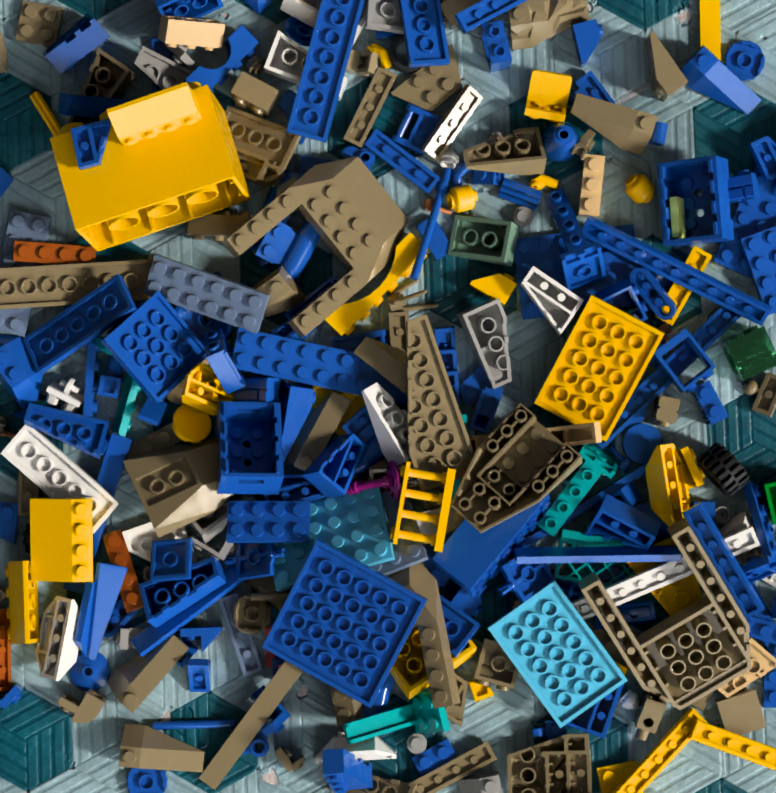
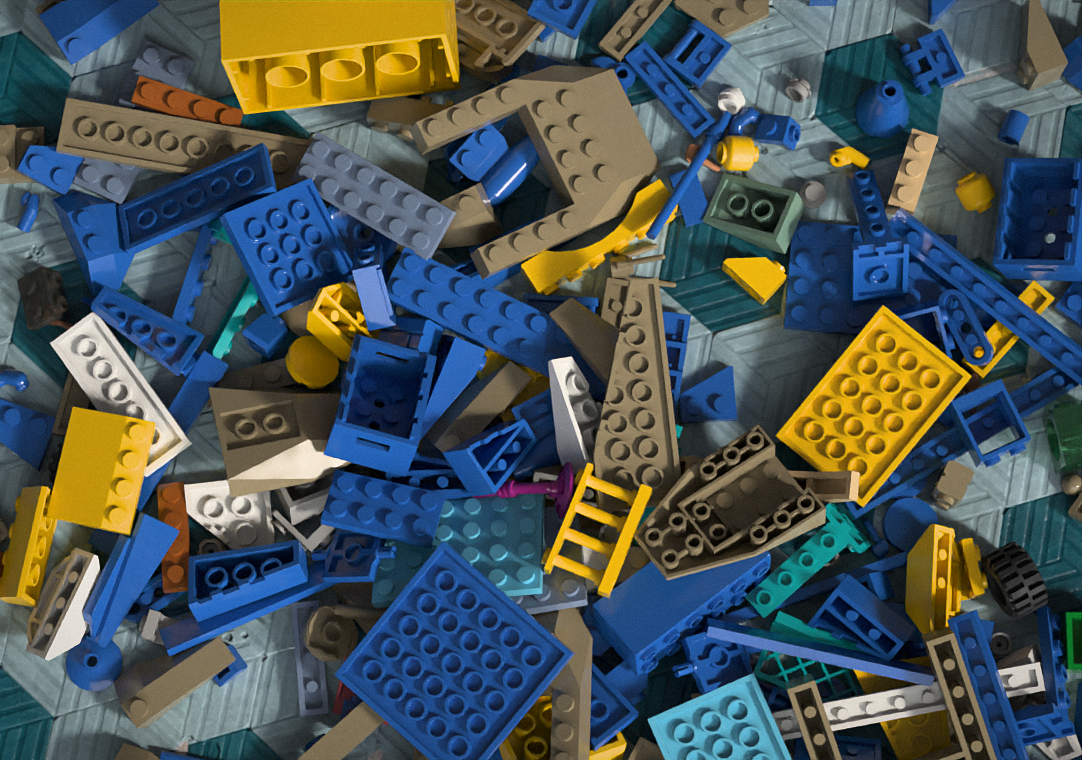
camera: 15 degrees right, 10 degrees down
(66, 392) = (146, 283): white hips -> none
(85, 710) = (73, 713): dark tan brick -> none
(109, 386) = (216, 289): blue panel -> none
(113, 367) = (229, 268): blue piece -> none
(171, 560) = (240, 533): blue tile -> none
(199, 675) = (240, 699): blue slope -> none
(207, 634) = (265, 647): blue slope -> none
(451, 123) = (745, 55): plate -> none
(485, 411) = (707, 431): blue slope -> none
(488, 337) = (732, 336): light grey wedge -> none
(514, 154) = (822, 110): dark tan wedge -> none
(519, 196) = (813, 168): blue tile -> none
(548, 95) = (879, 46): yellow bracket -> none
(551, 298) = (829, 302): white wedge -> none
(585, 144) = (914, 118): dark tan plate -> none
(621, 125) = (966, 102): dark tan wedge -> none
(677, 217) = (1018, 233): yellowish green tile -> none
(709, 403) = (1011, 490): blue brick -> none

